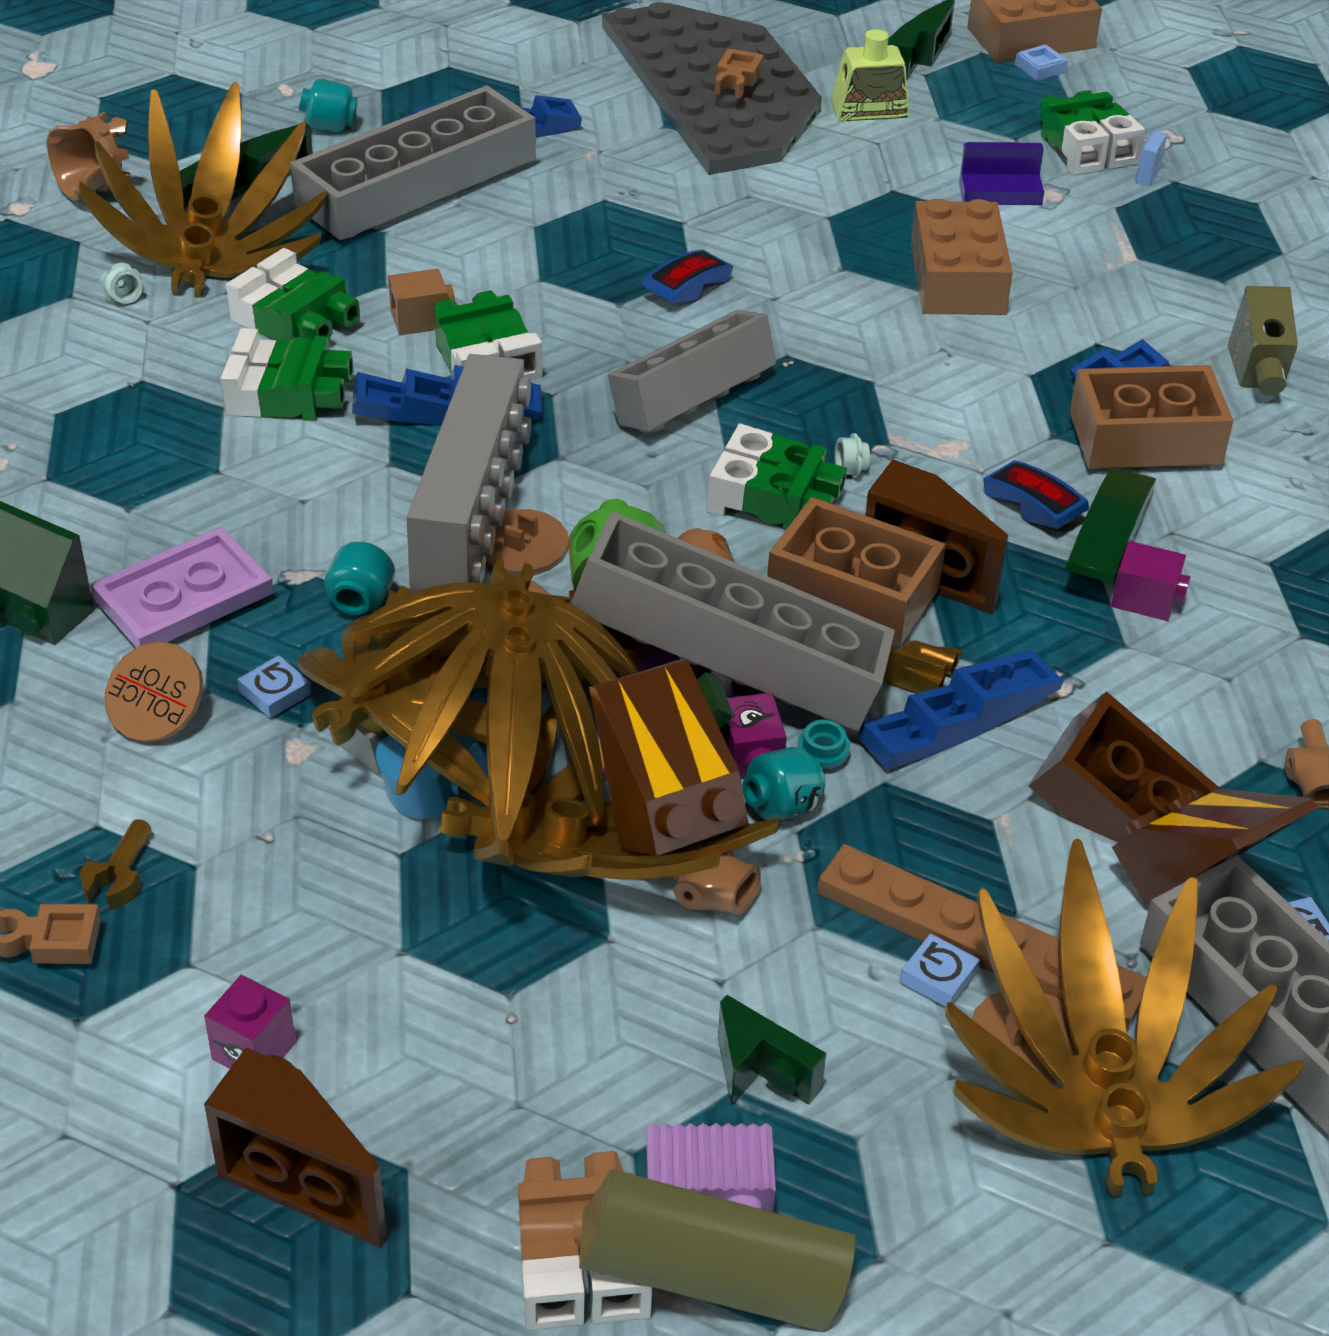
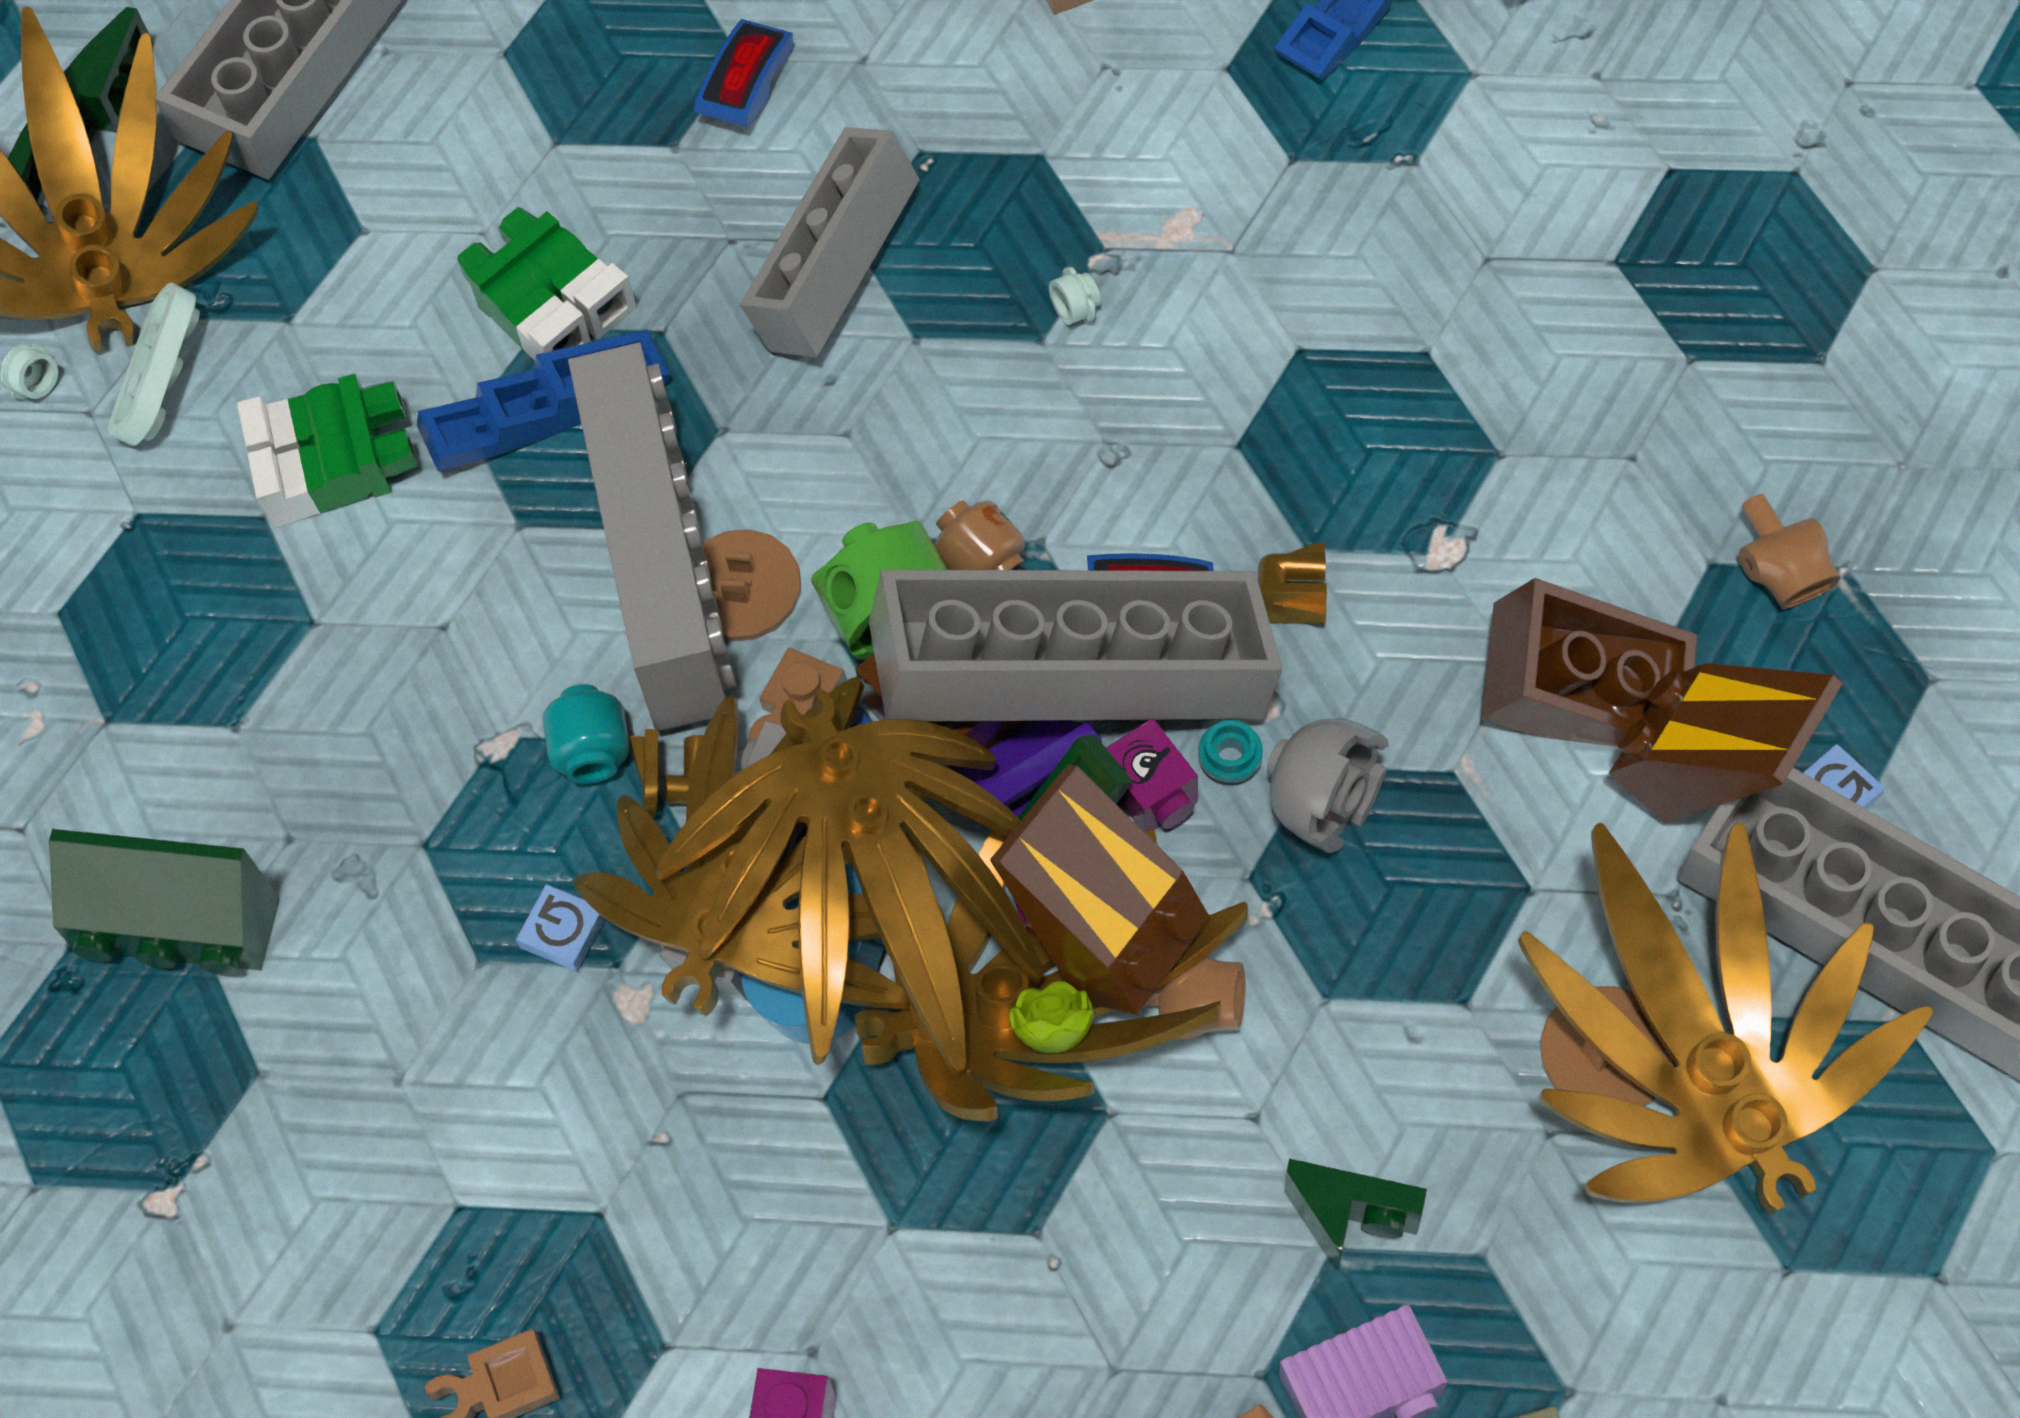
camera: 15 degrees left, 20 degrees up
(127, 883) = (518, 1256): pearl gold bar -> none
(153, 692) = (431, 1005): medium nougat piece -> none
(182, 588) = (377, 833): lavender plate -> none
(202, 305) = (153, 365): none -> light aqua plate
(290, 299) = (267, 318): green hips -> none
(414, 297) = (425, 252): medium nougat brick -> none
(600, 840) = (1052, 1017): none -> lime plate
(771, 476) = (1000, 375): green hips -> none
(783, 784) = (1215, 832): teal head -> none
(859, 564) = (1163, 486): medium nougat brick -> none
(887, 776) = (1326, 779): none -> light grey cylinder
(926, 908) = (1473, 935): medium nougat plate -> none
(937, 511) = (1236, 405): reddish brown slope -> none
(939, 970) = (1485, 1007): light blue tile -> none
(967, 707) = (1364, 630): blue slope -> none
(1041, 495) = (1322, 269): slope -> none
(1110, 524) = (1423, 288): dark green slope -> none
(1150, 416) = (1406, 101): medium nougat brick -> none
(1150, 581) = (1499, 357): magenta brick -> none

